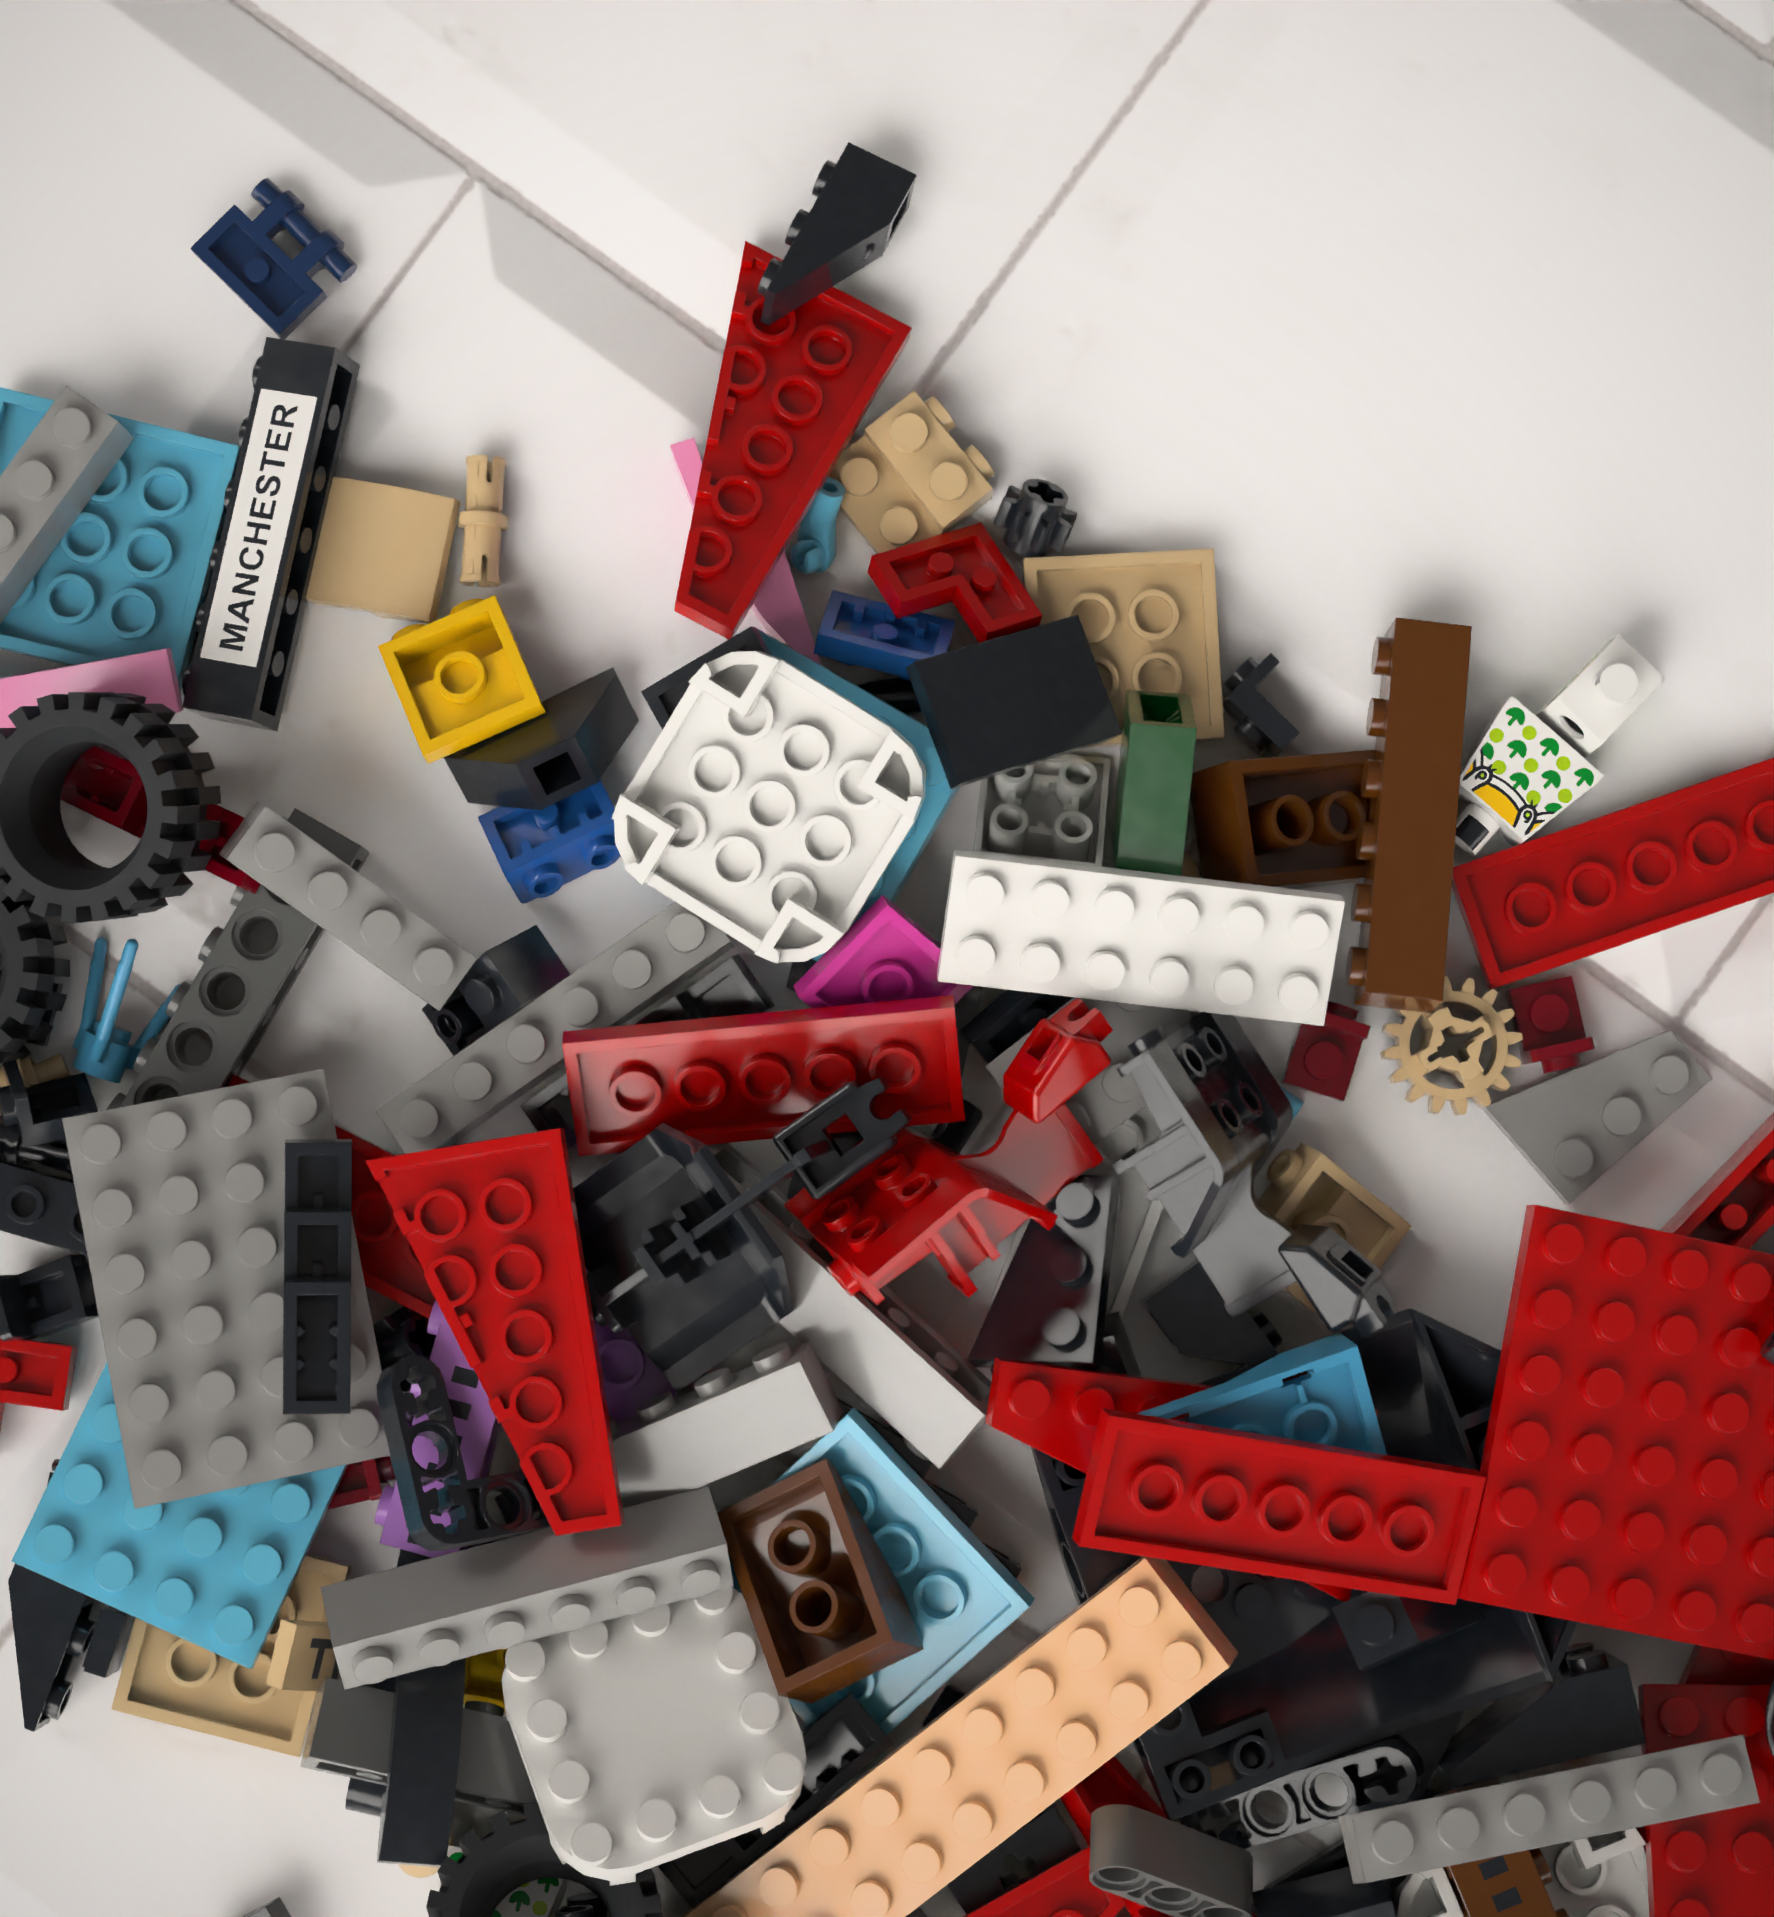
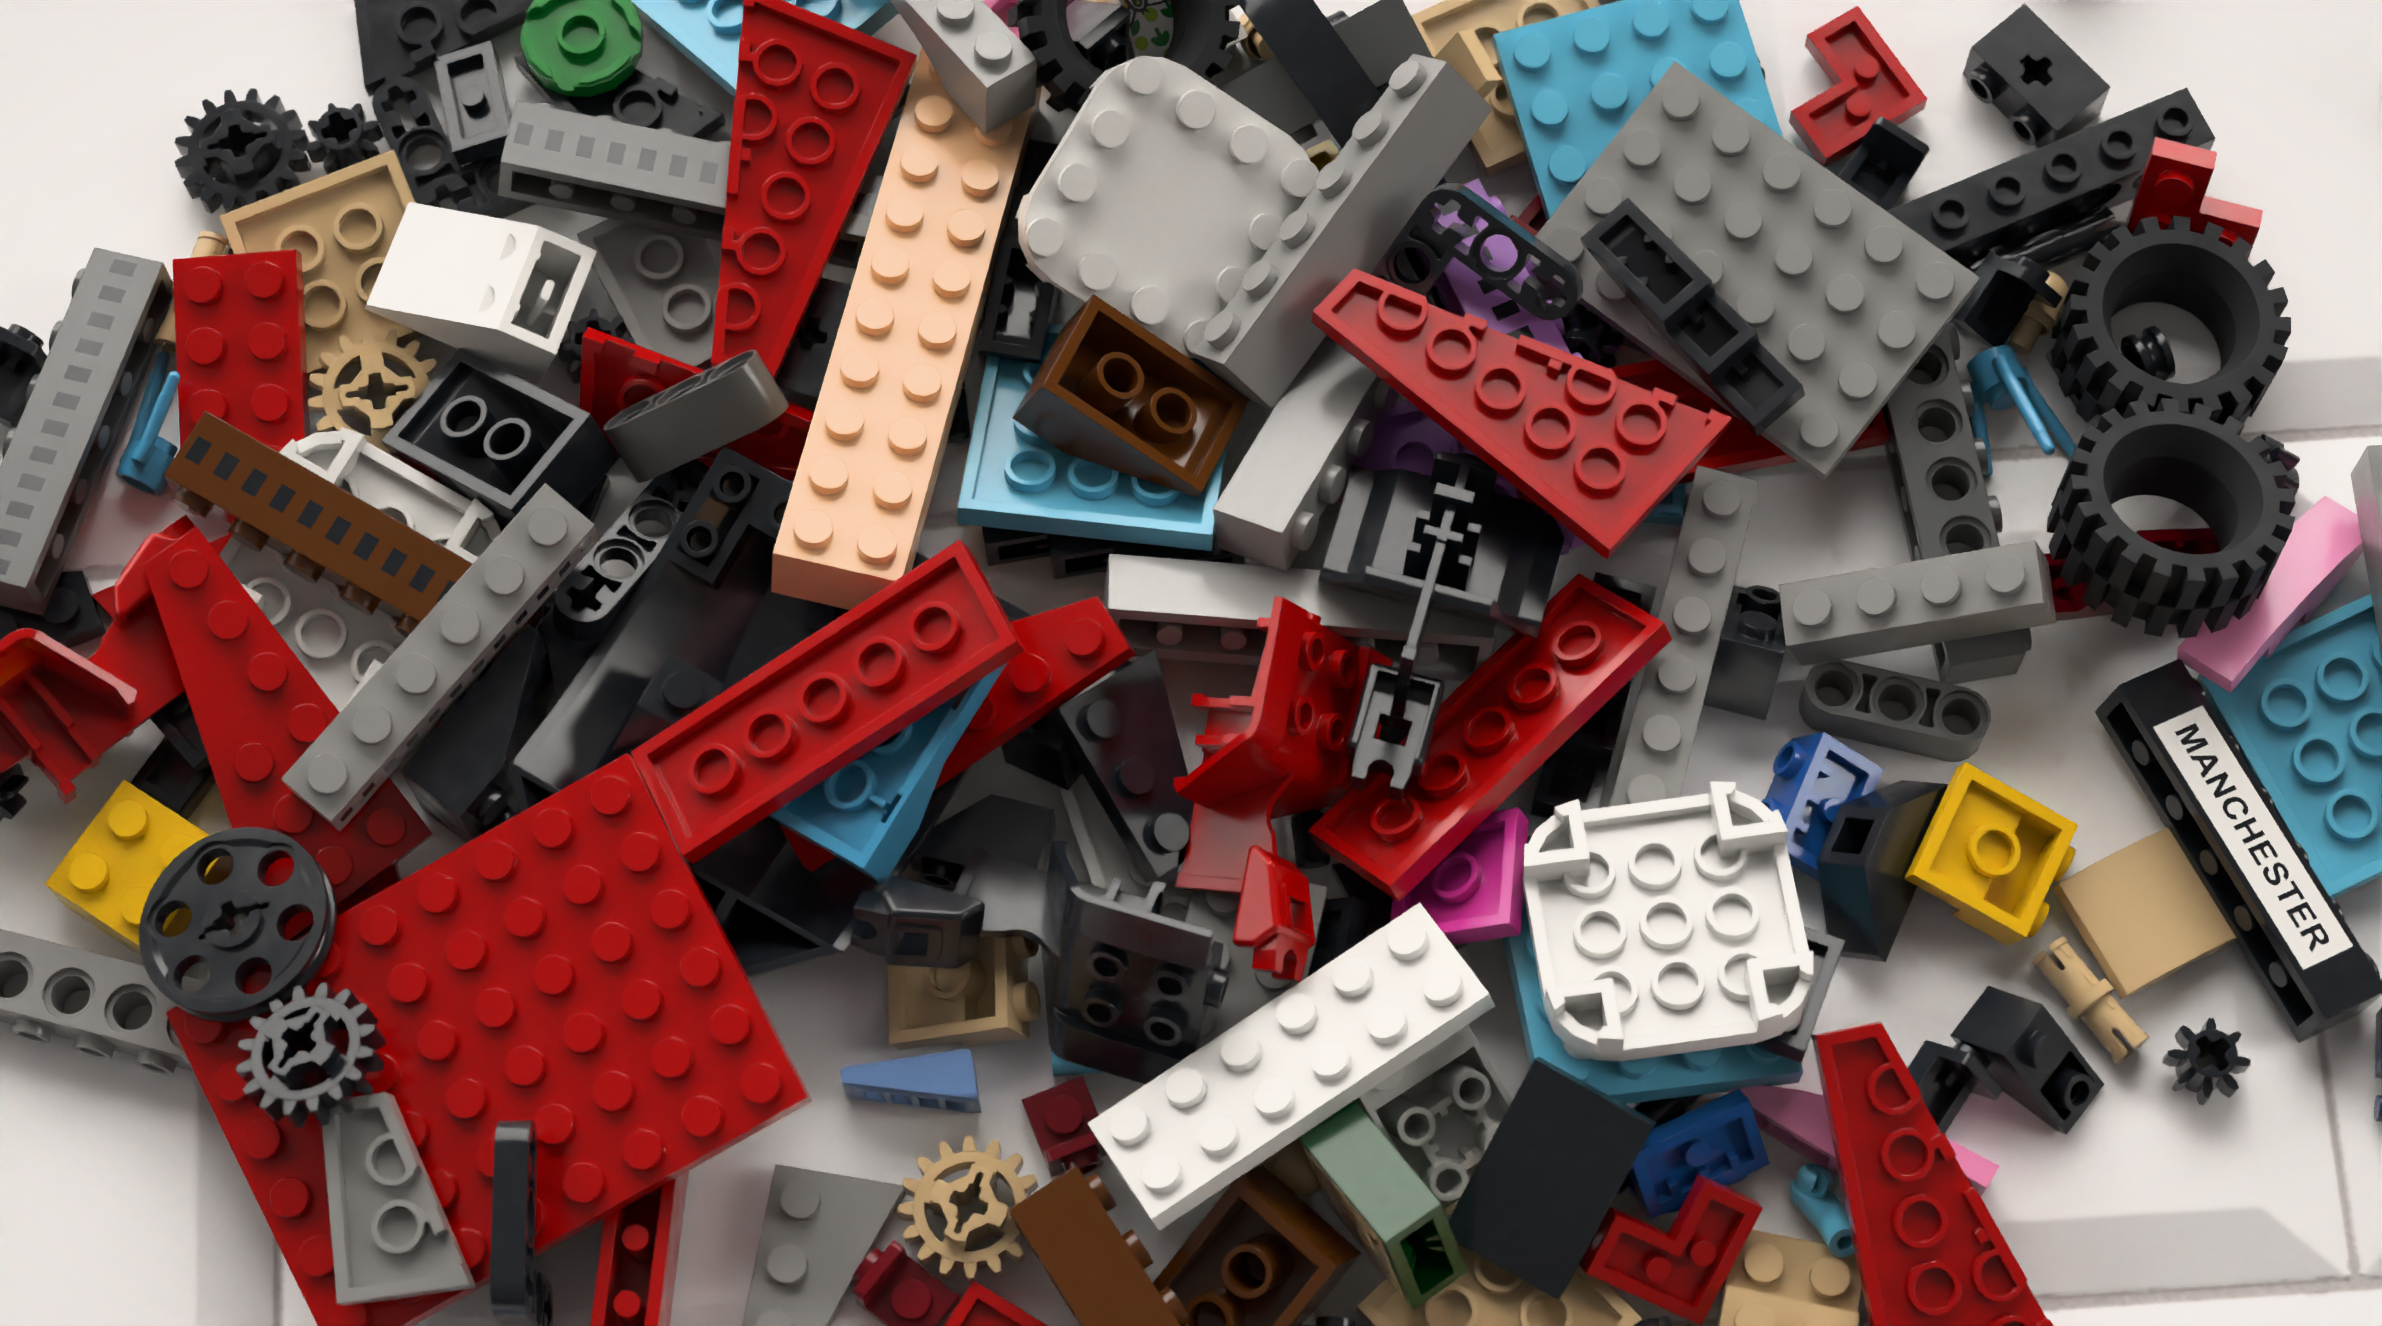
camera: 140 degrees right, 15 degrees down
(404, 836) = (1923, 698): none -> dark grey beam
(429, 393) = (2200, 1045): none -> black gear
(570, 514) = (2030, 1057): none -> black slope
(651, 548) = (1949, 1077): none -> black bracket
(1402, 1168) = (926, 1081): none -> medium blue slope

